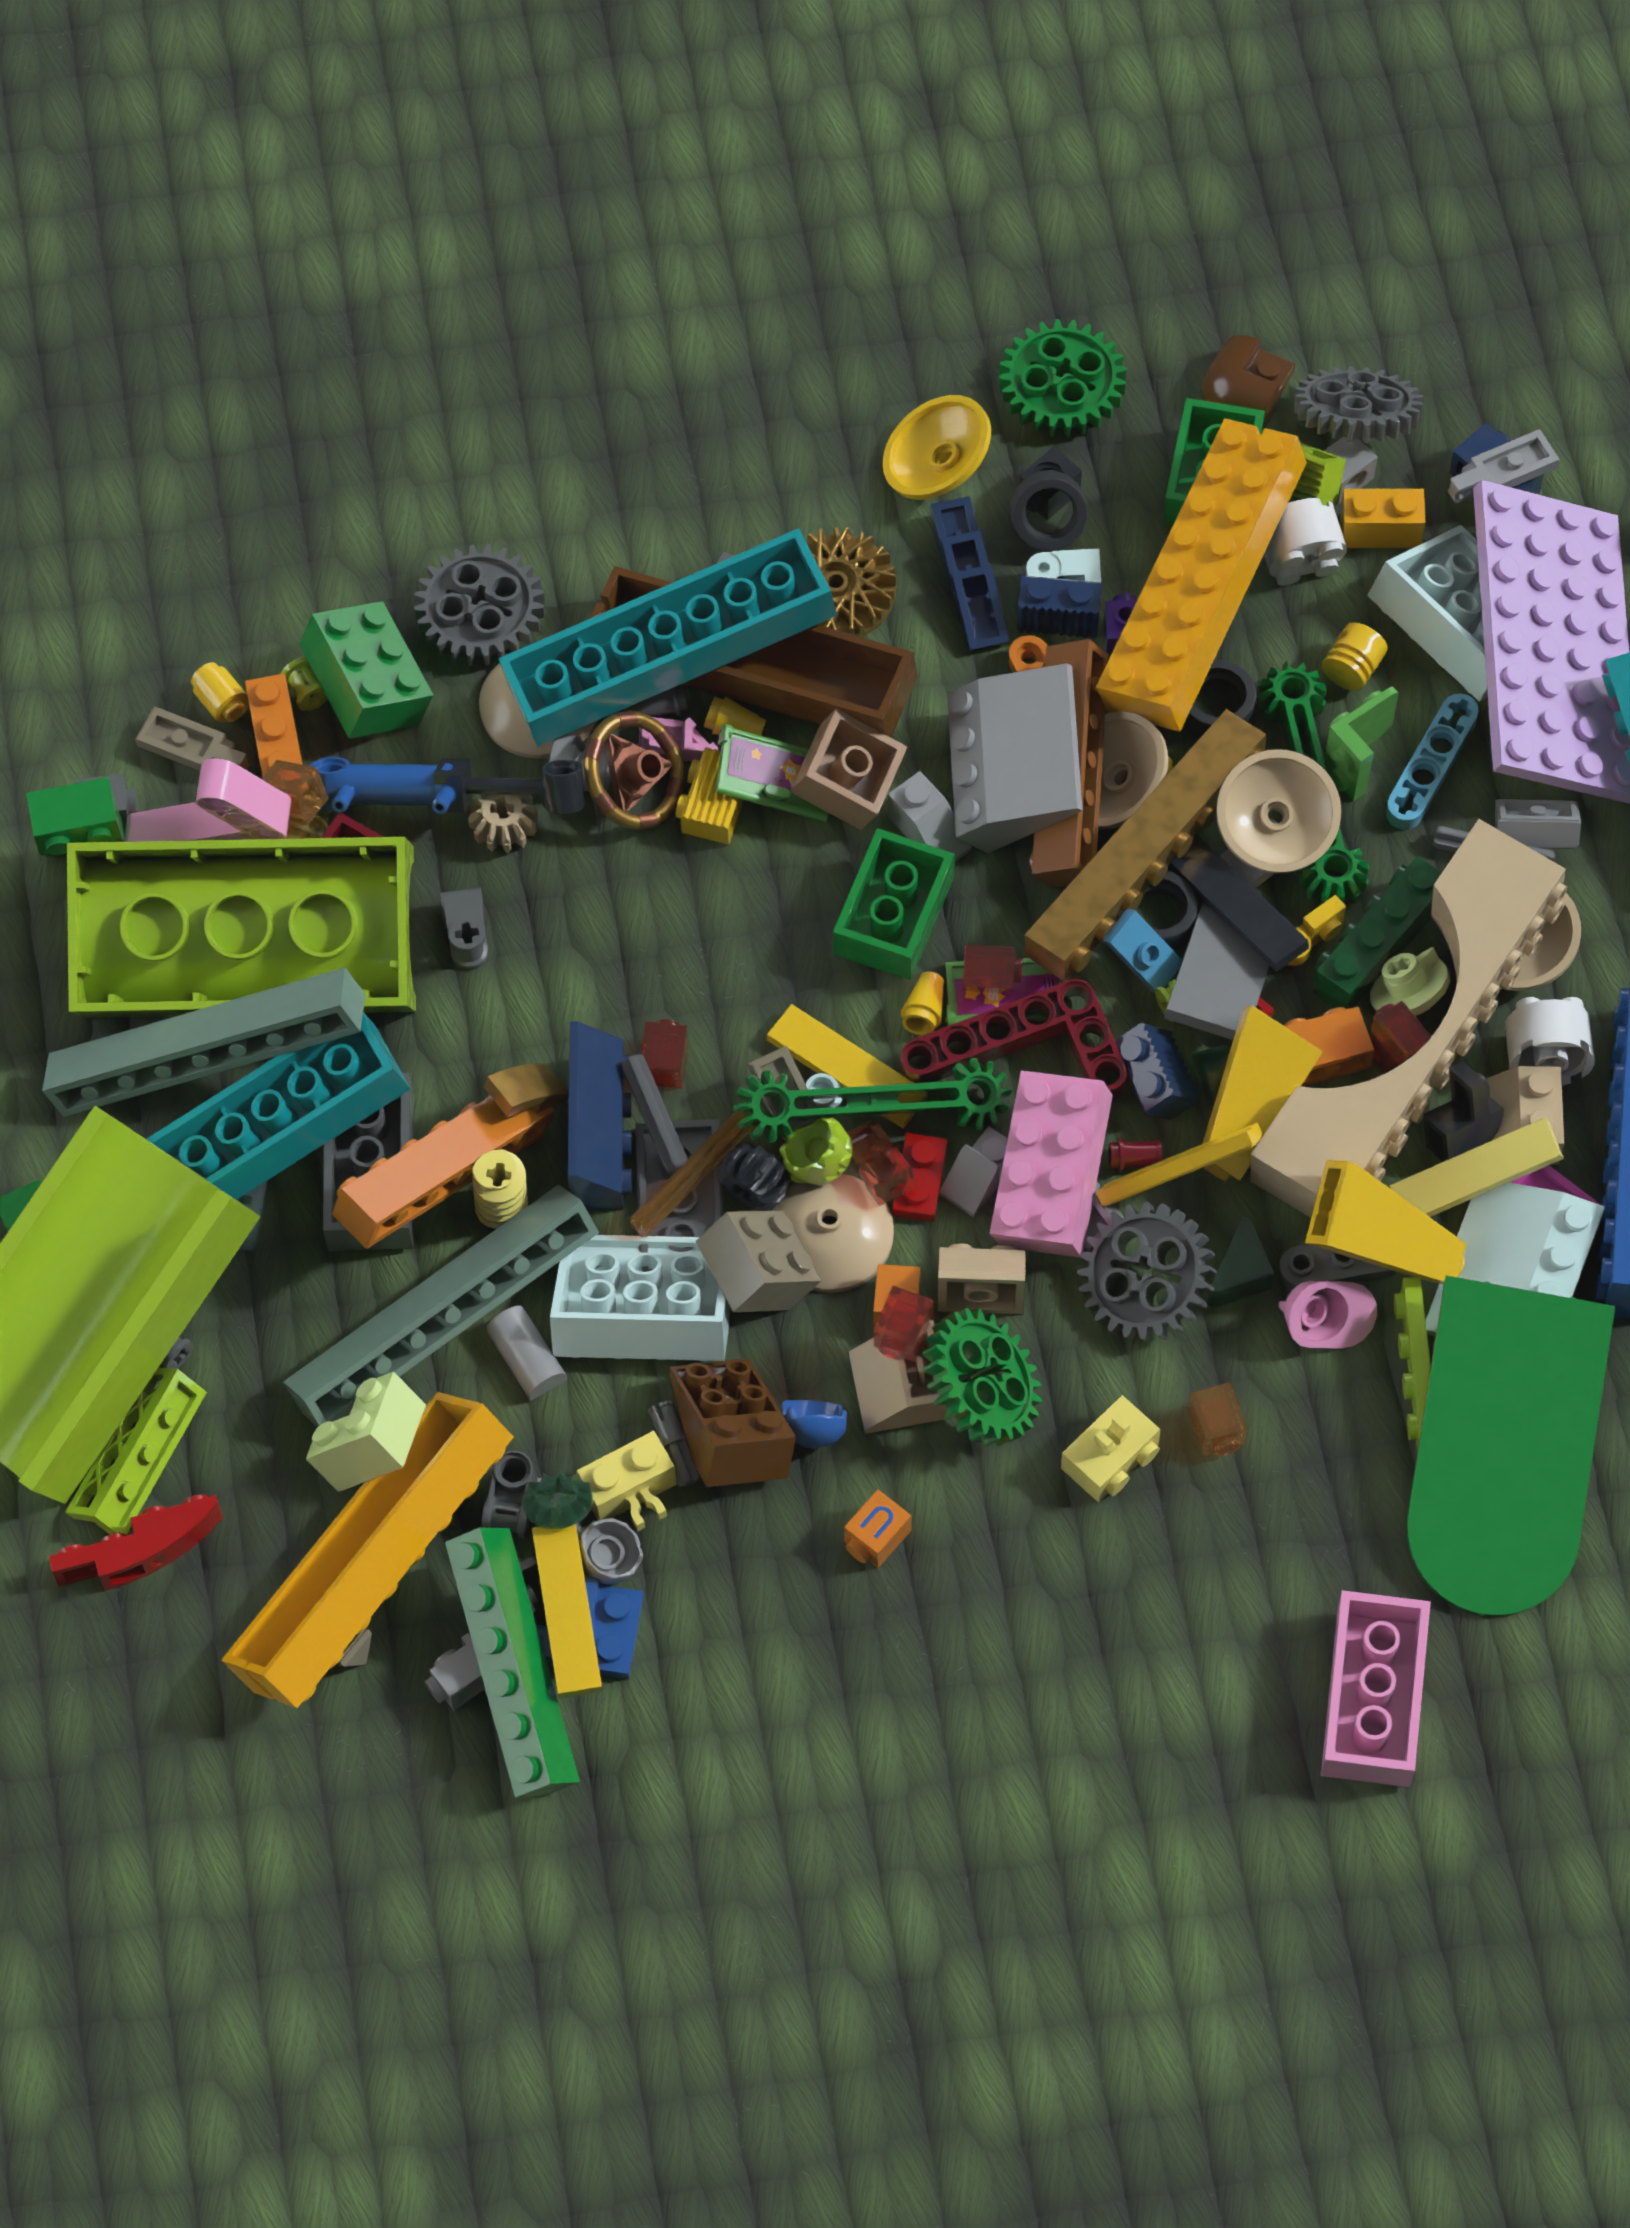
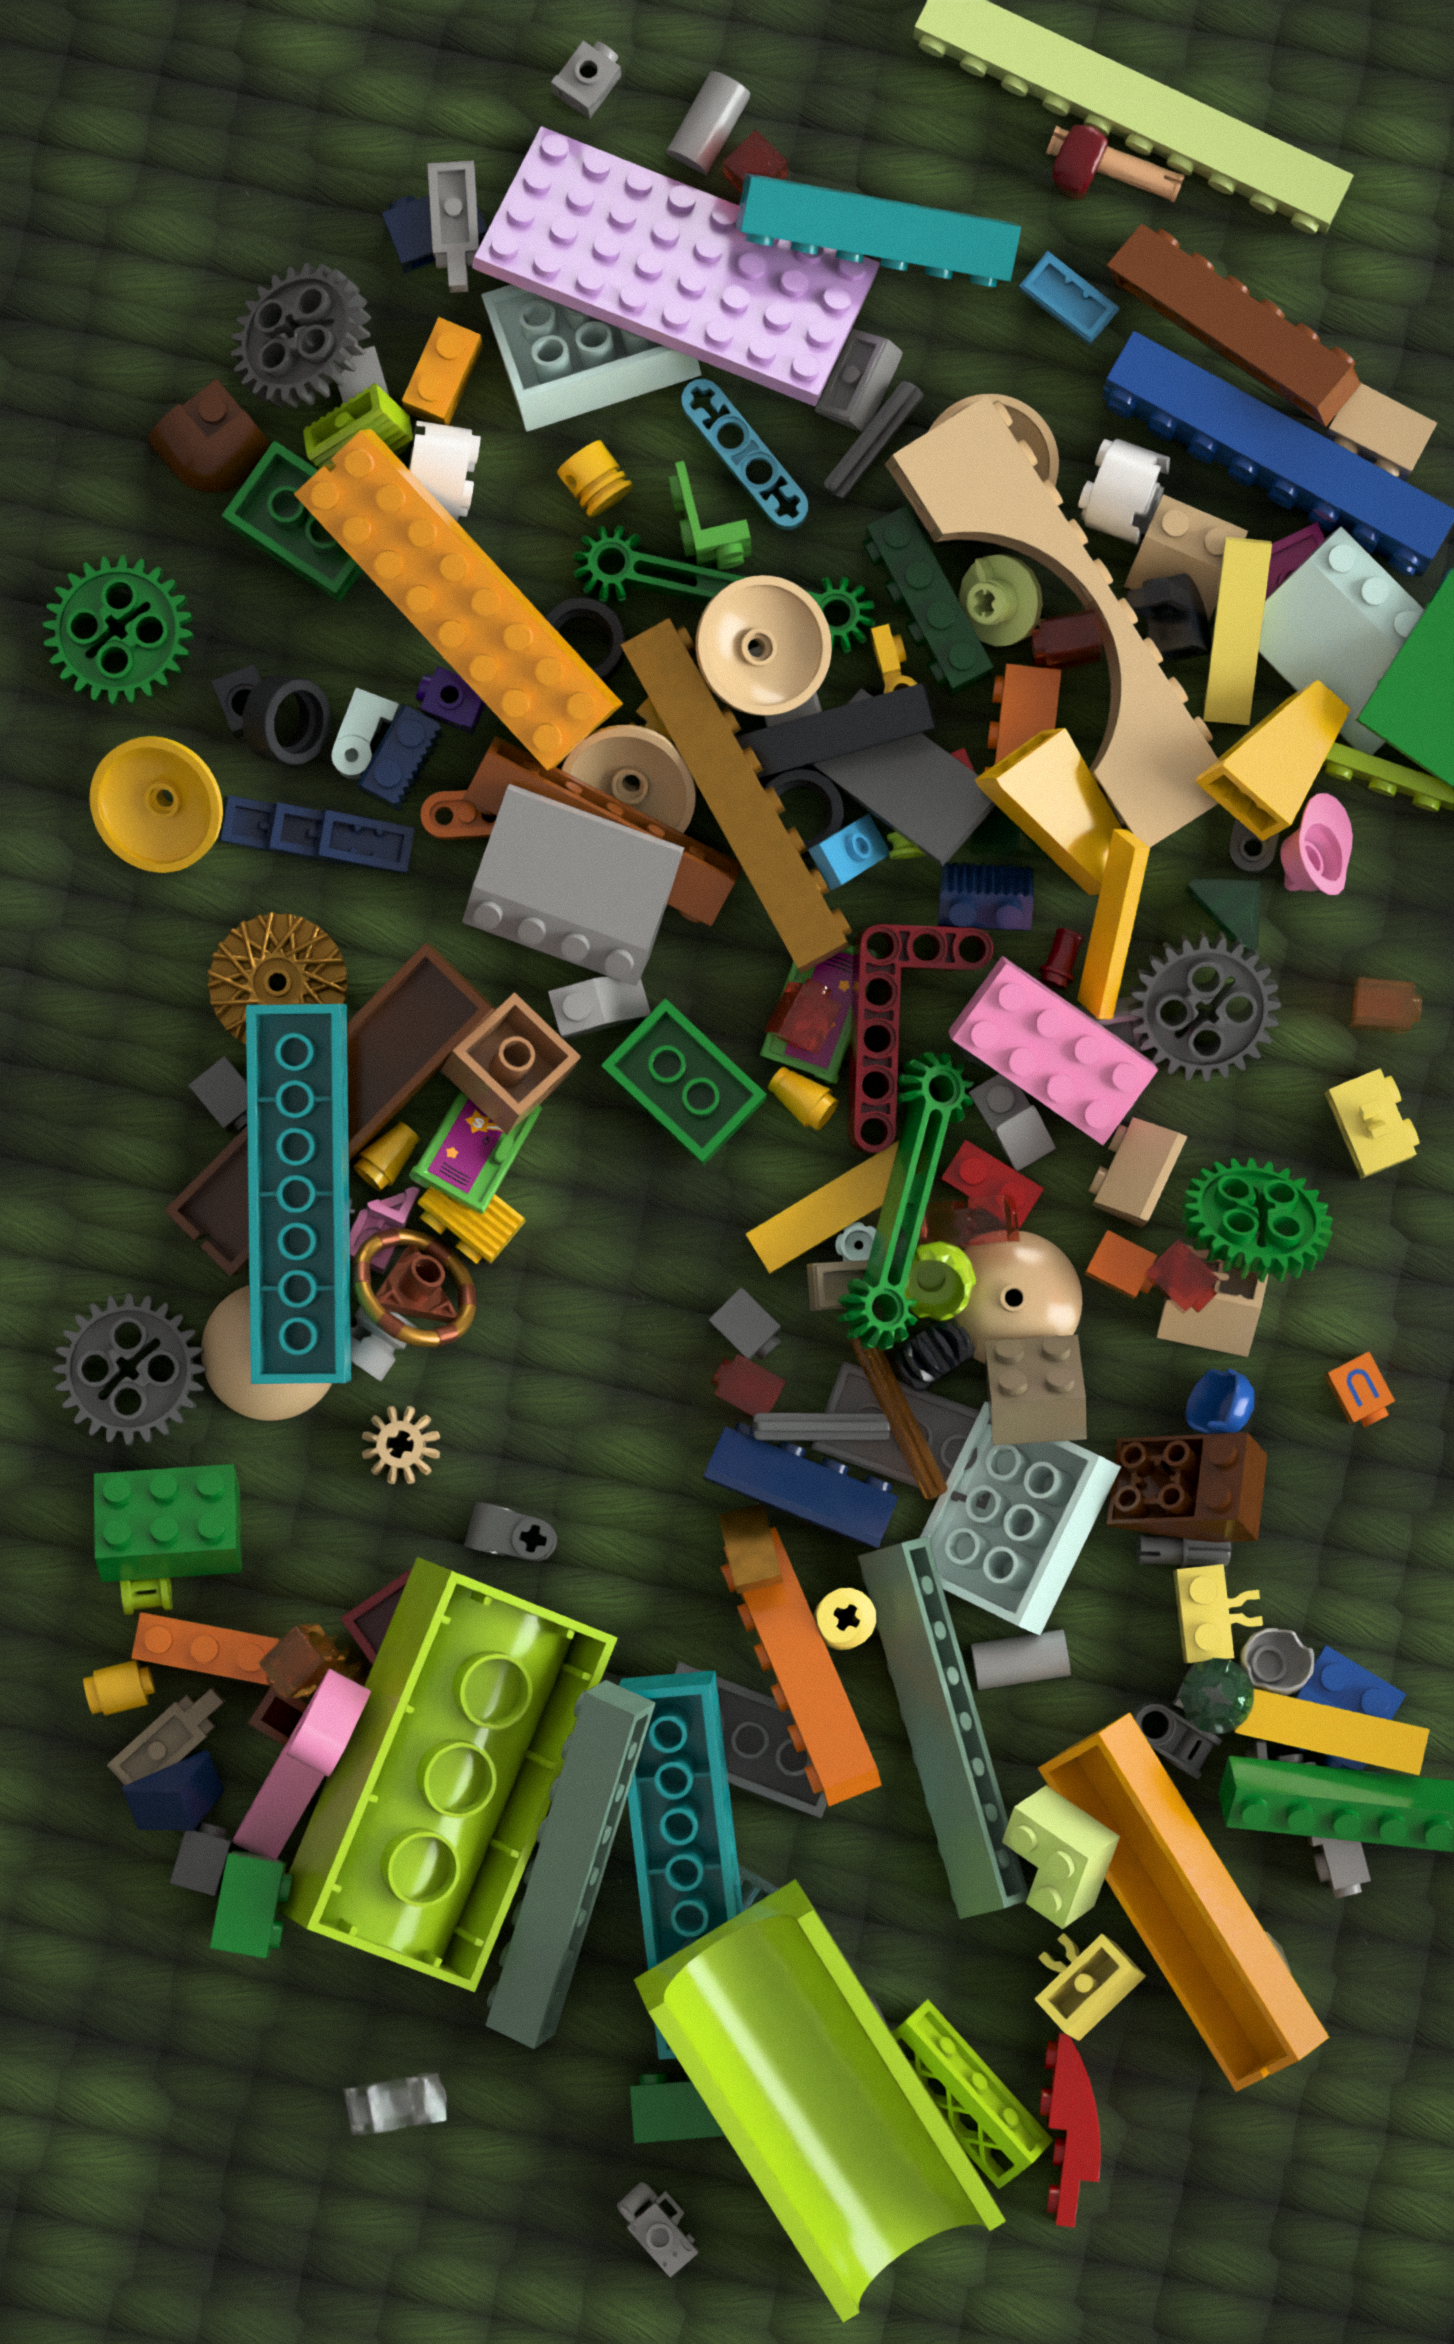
camera: 65 degrees left, 20 degrees up
(151, 762) = (175, 1795): none -> dark blue slope
(267, 1505) = (1089, 1985): none -> light yellow brick
(443, 786) = (346, 1496): piece -> none
(715, 1031) = (746, 1326): none -> dark grey brick

